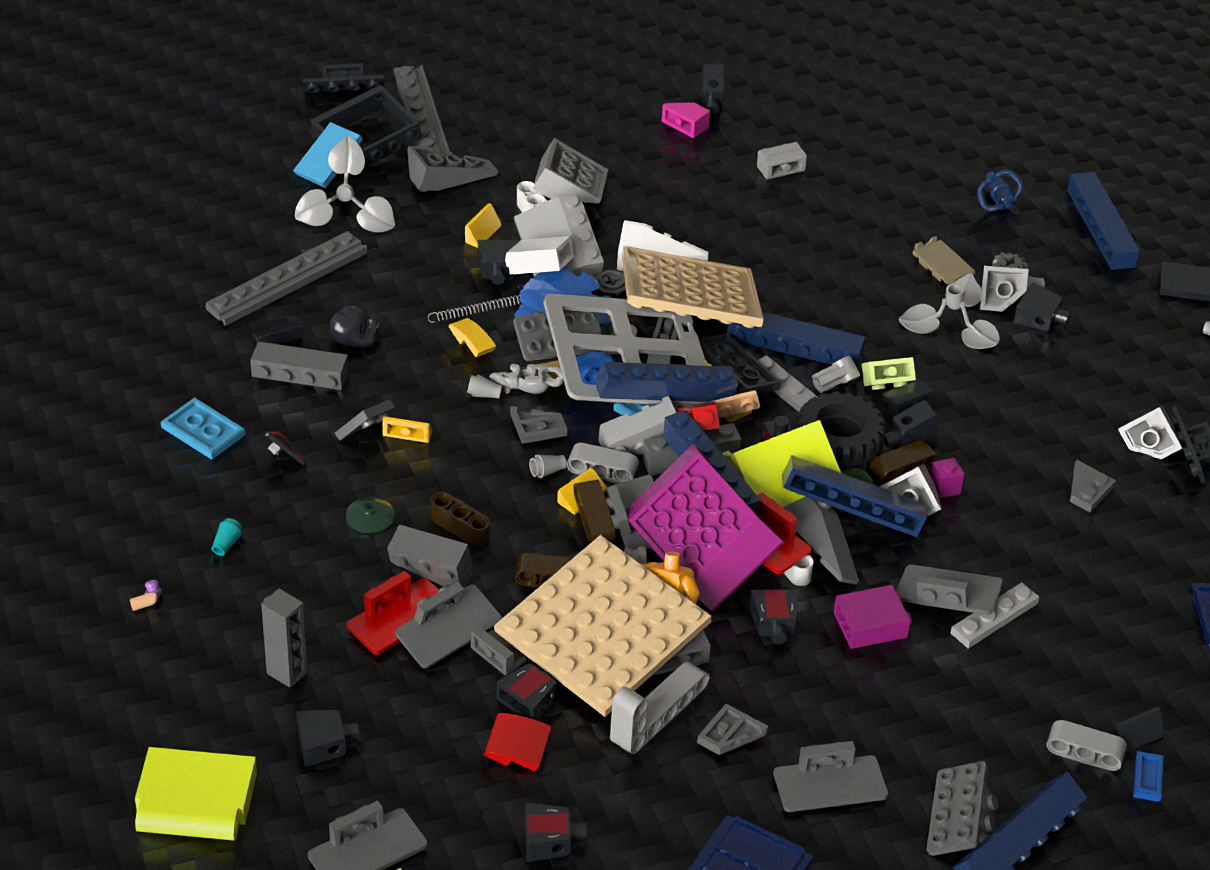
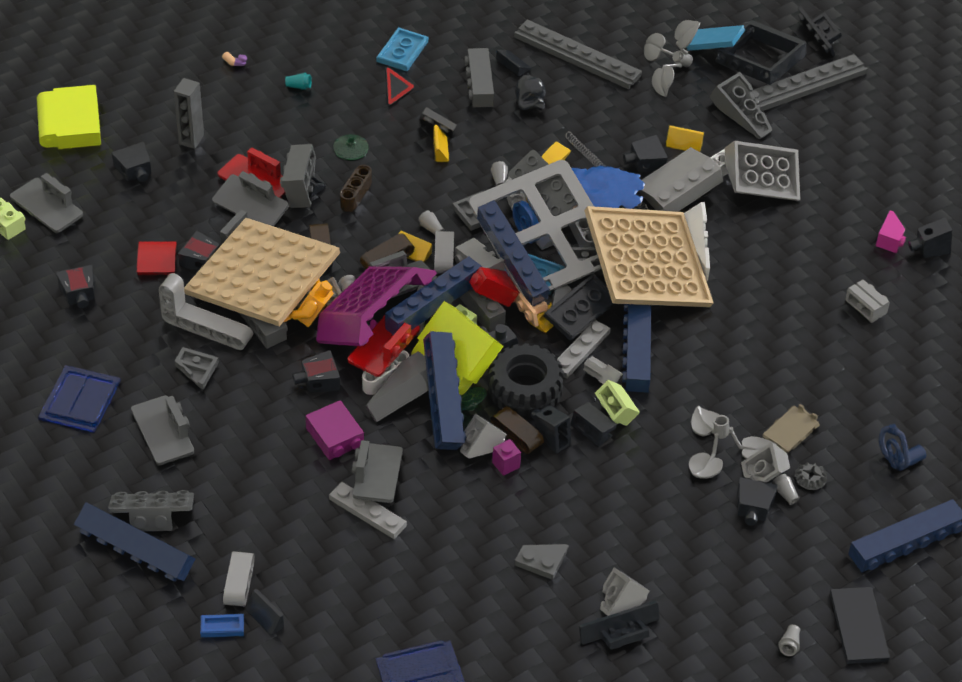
camera: 75 degrees right, 5 degrees up
(540, 255) = (643, 165): white brick -> none

